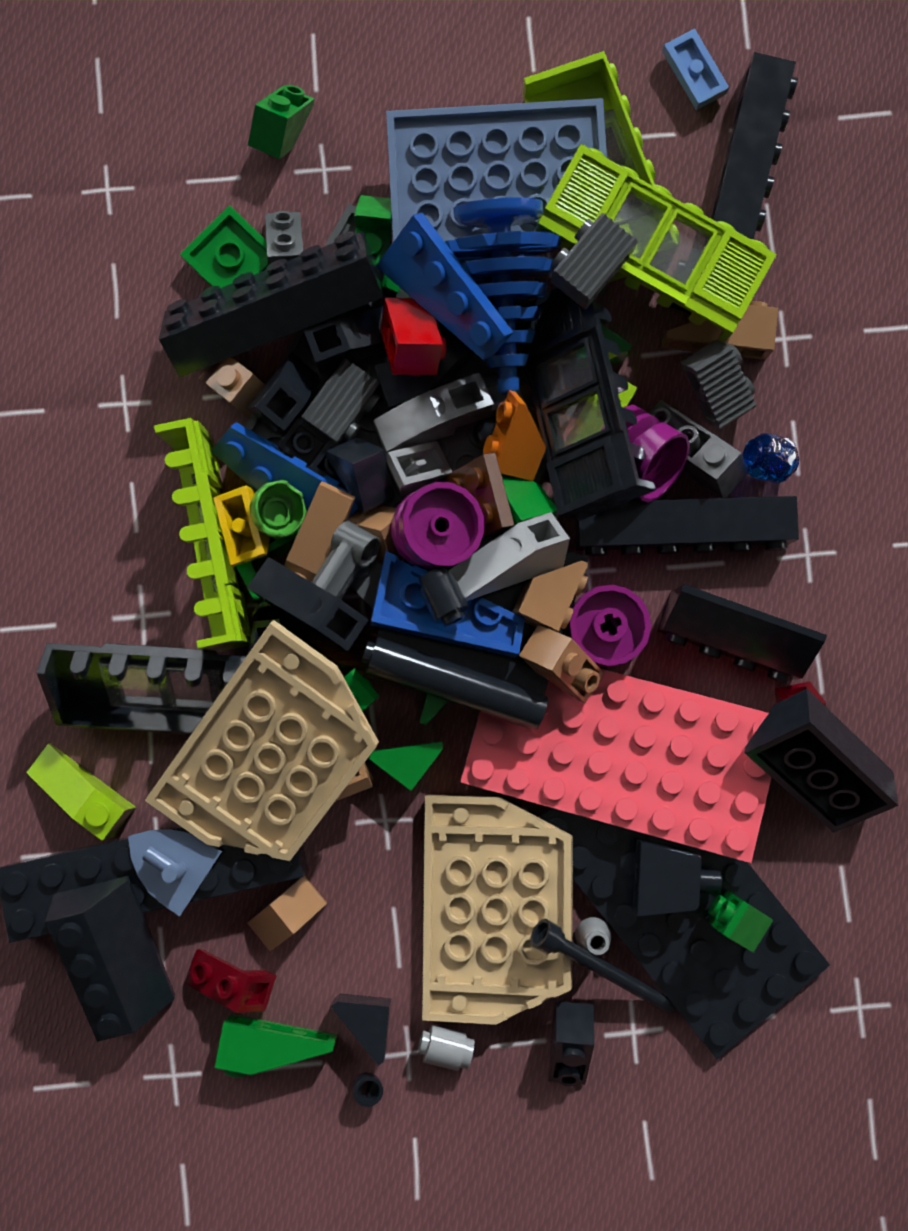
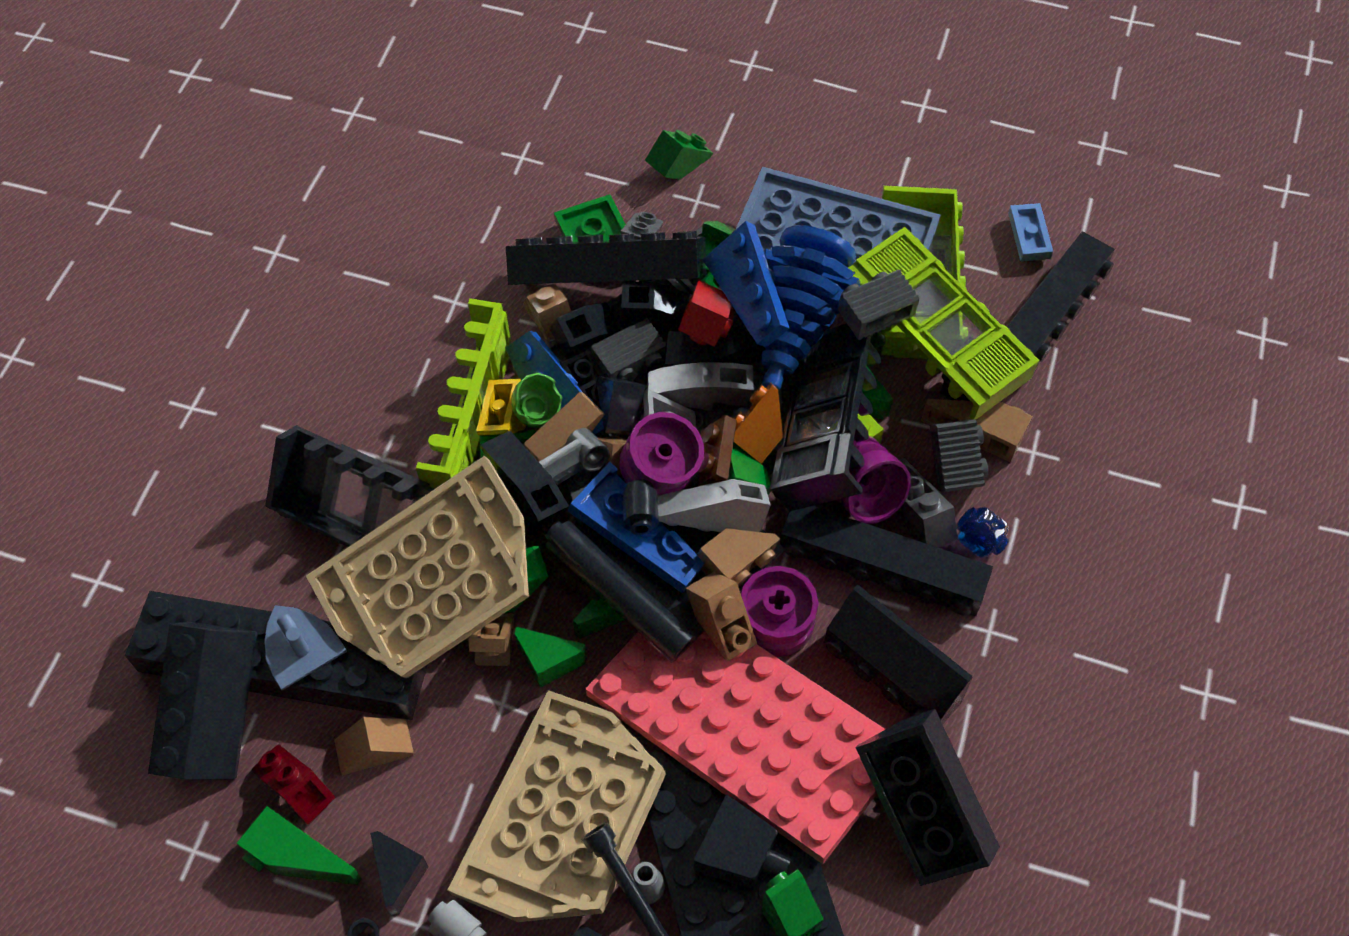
camera: 20 degrees right, 25 degrees down
(80, 793) = (254, 569): lime slope -> none

